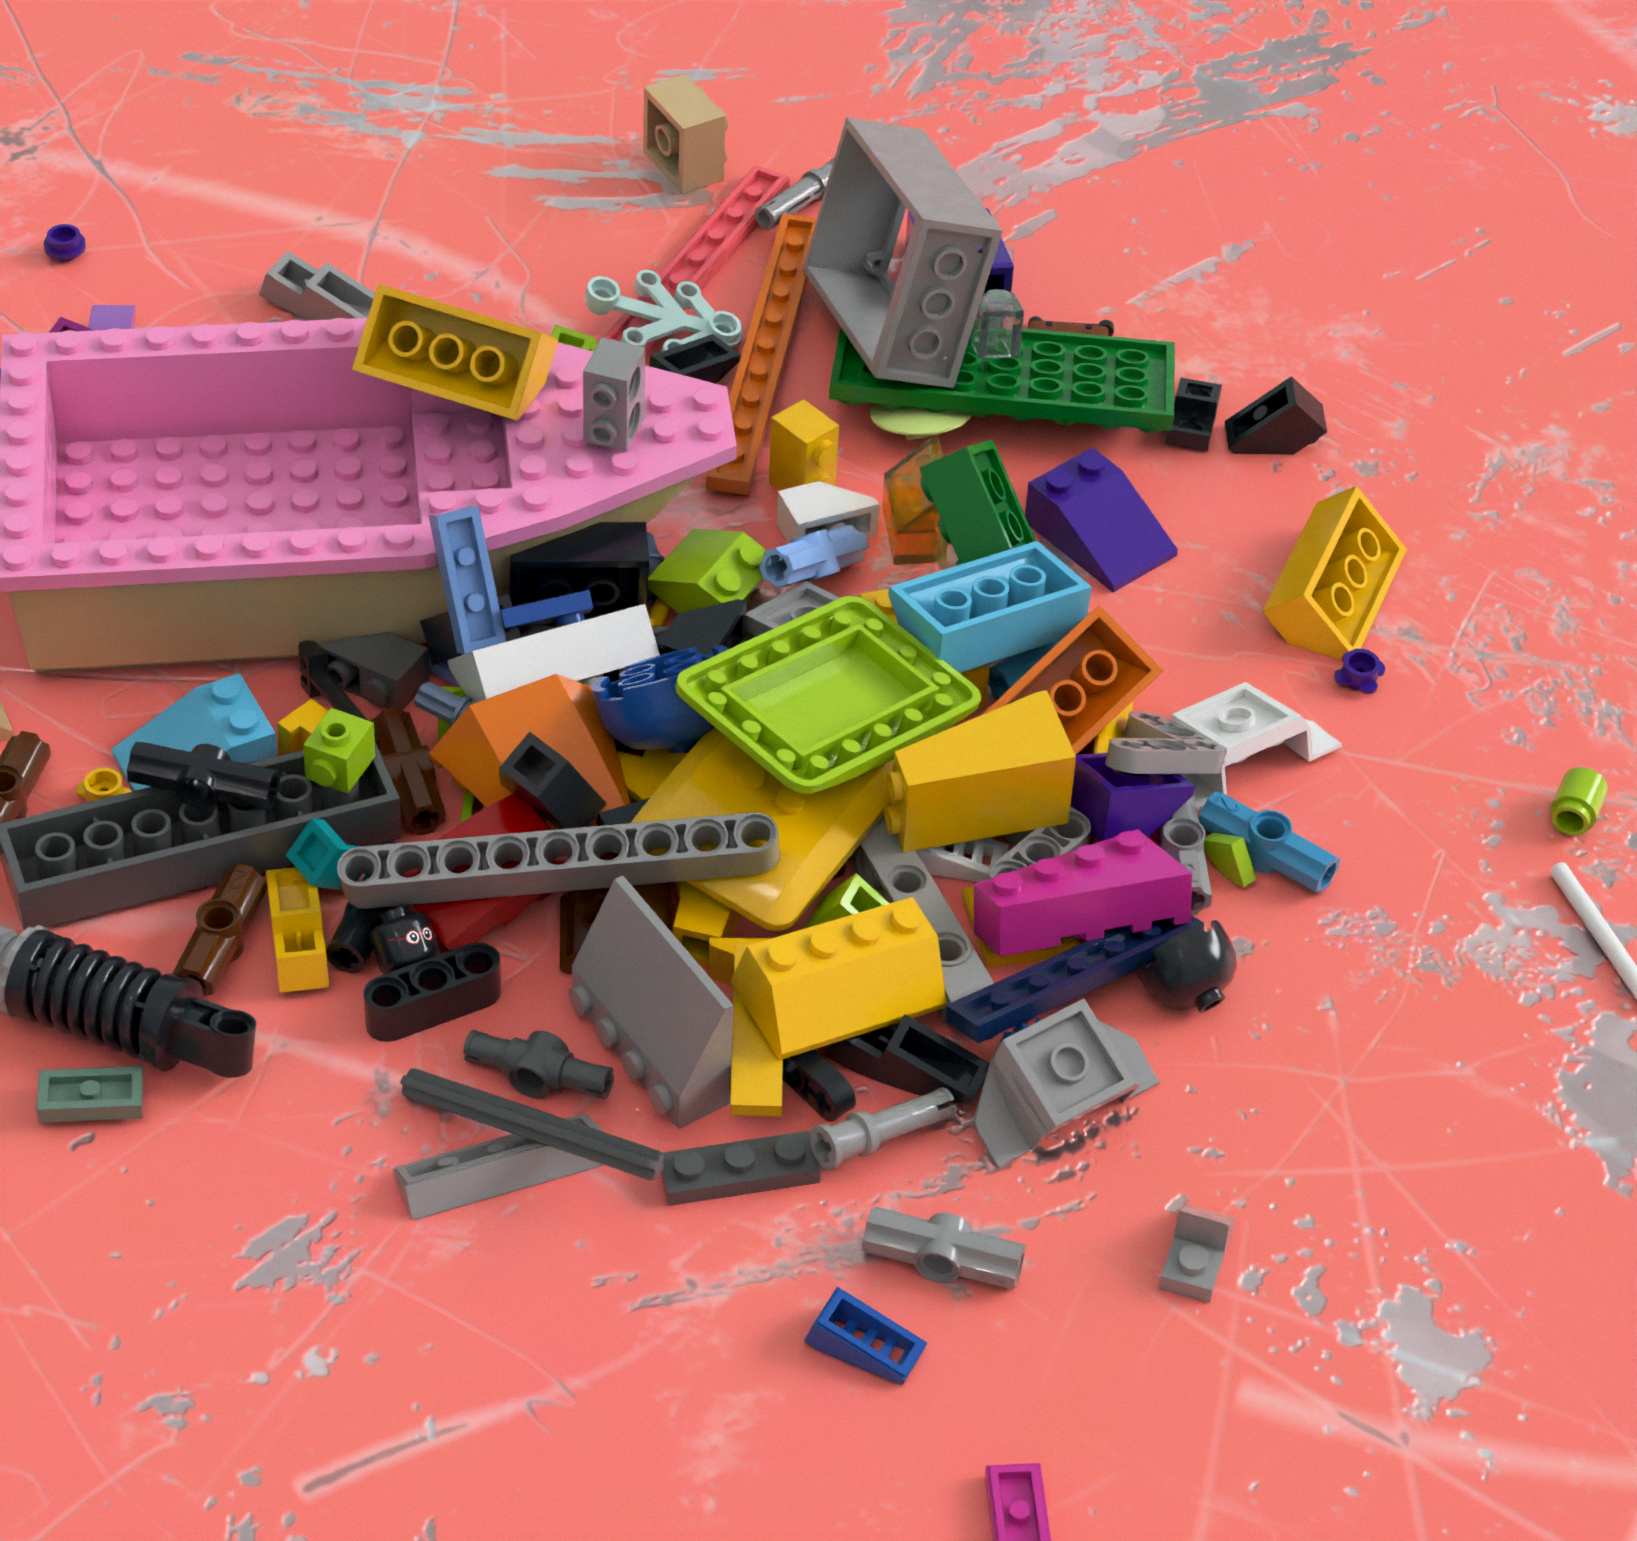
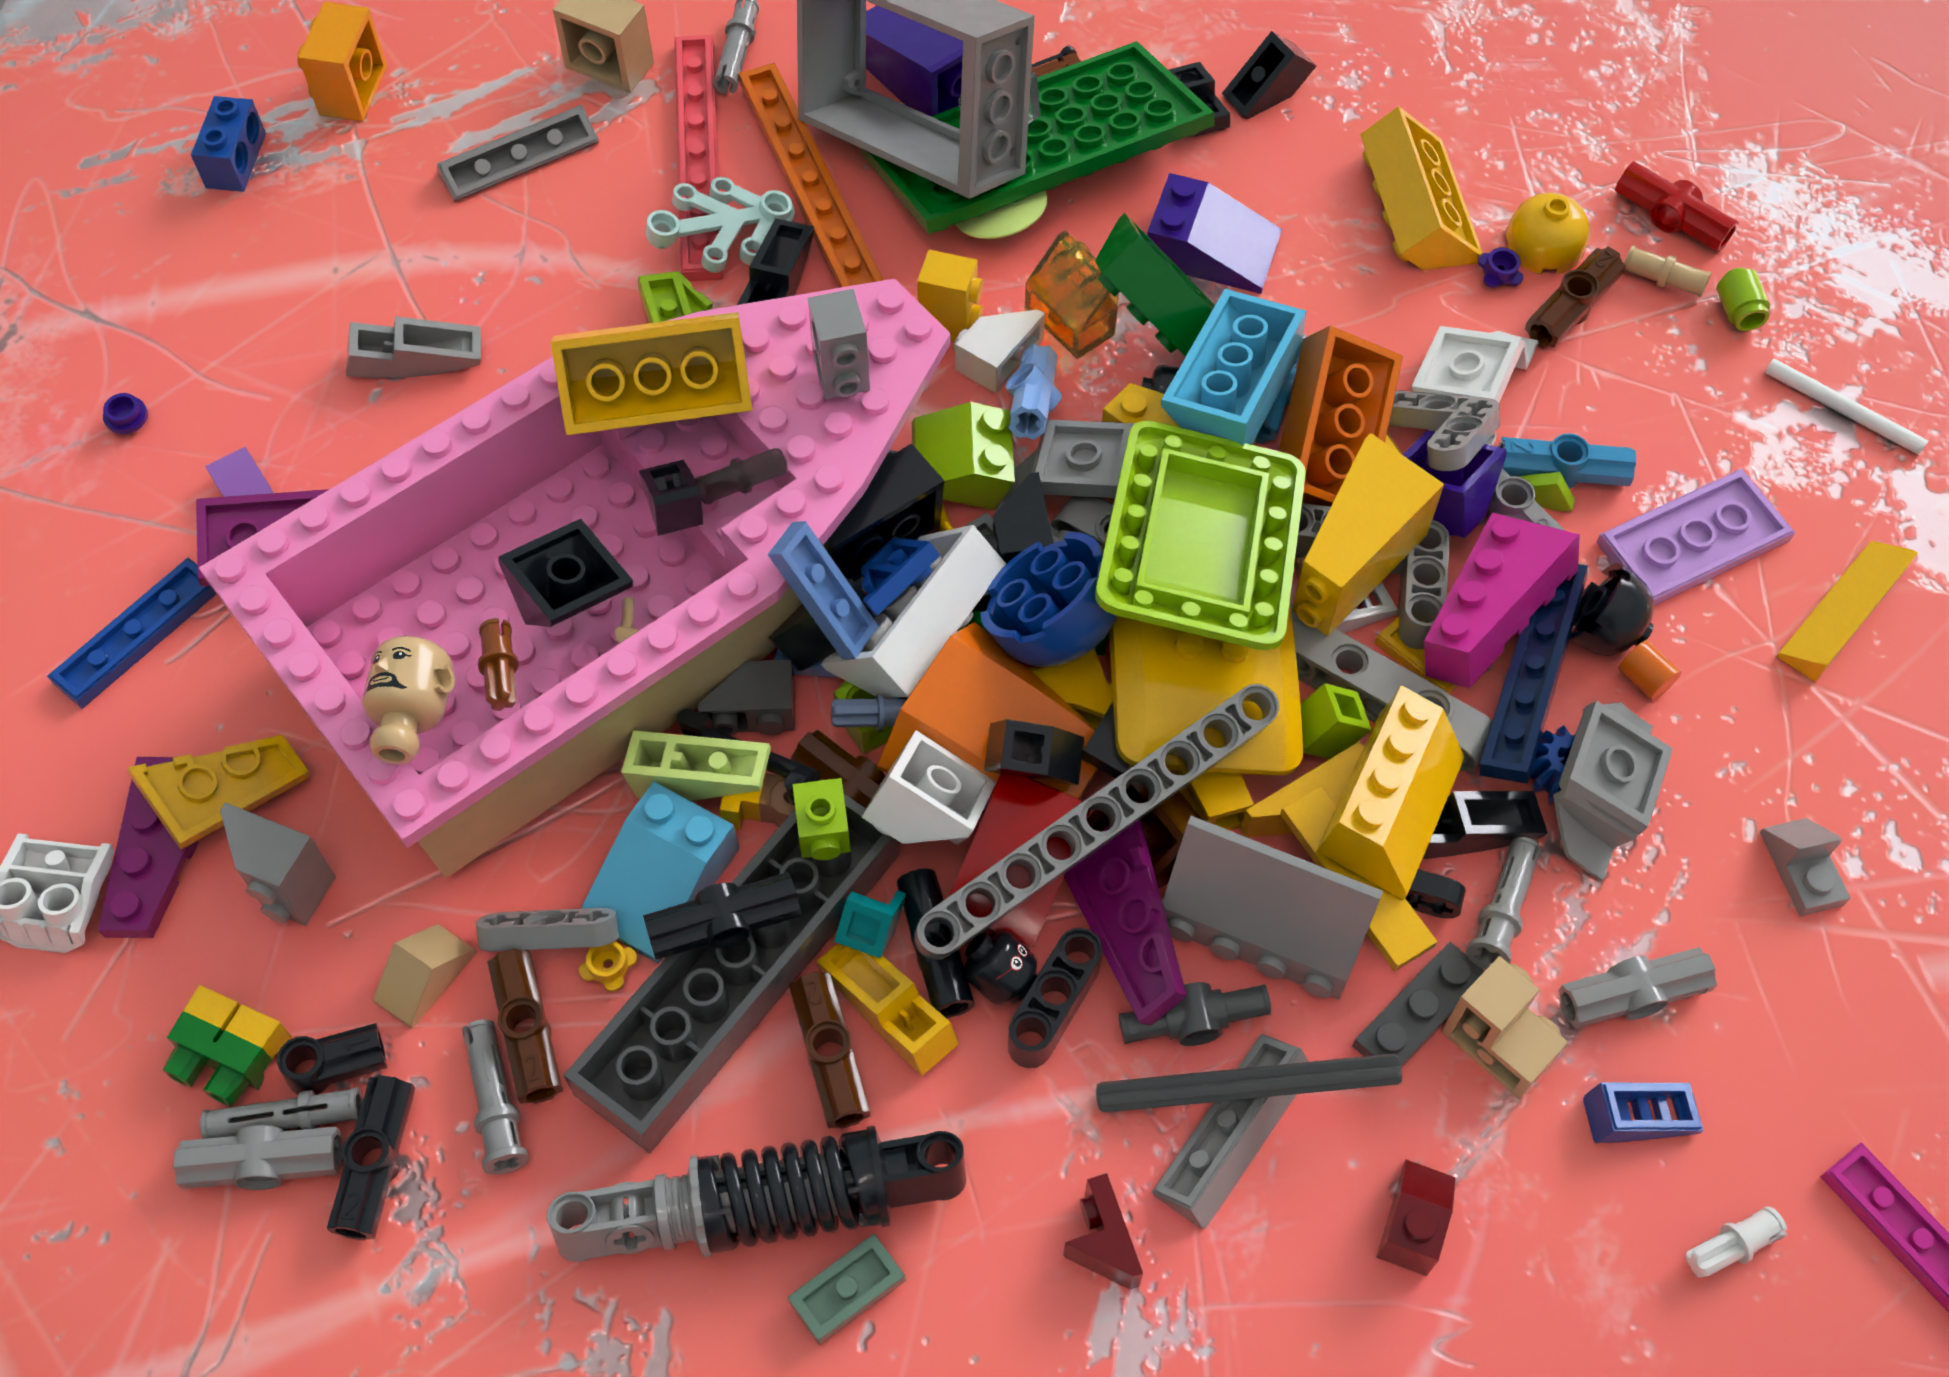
camera: 30 degrees left, 15 degrees up
(70, 475) = (406, 695): none -> tan piece
(75, 739) = (547, 929): none -> light grey beam
(158, 492) = (498, 664): none -> dark orange axle
(272, 469) = (562, 574): none -> black slope
(279, 677) = (694, 764): none -> yellowish green slope
(307, 85) = (228, 143): none -> blue brick
(320, 1173) = (1110, 1248): none -> dark red slope
(404, 462) = (672, 496): none -> black slope
(437, 773) = (929, 795): none -> white slope
(447, 61) = (342, 61): none -> light orange brick
(471, 467) = (742, 475): none -> clear smoke axle
(536, 960) = (1126, 912): none -> magenta wing
(542, 195) = (517, 153): none -> light grey slope
(589, 1297) = (1418, 1218): none -> dark red slope
(787, 1200) = (1501, 1031): none -> tan brick
(851, 1466) = (1737, 1242): none -> white axle
(1190, 1032) = (1649, 670): none -> orange piece
(1345, 963) = (1697, 535): none -> lavender tile
(1407, 723) = (1575, 297): none -> reddish brown piece
(1433, 664) = (1548, 233): none -> yellow cylinder
(1440, 1088) = (1845, 608): none -> yellow slope
(1524, 746) = (1666, 271): none -> tan pin
(1586, 700) = (1676, 206): none -> red piece

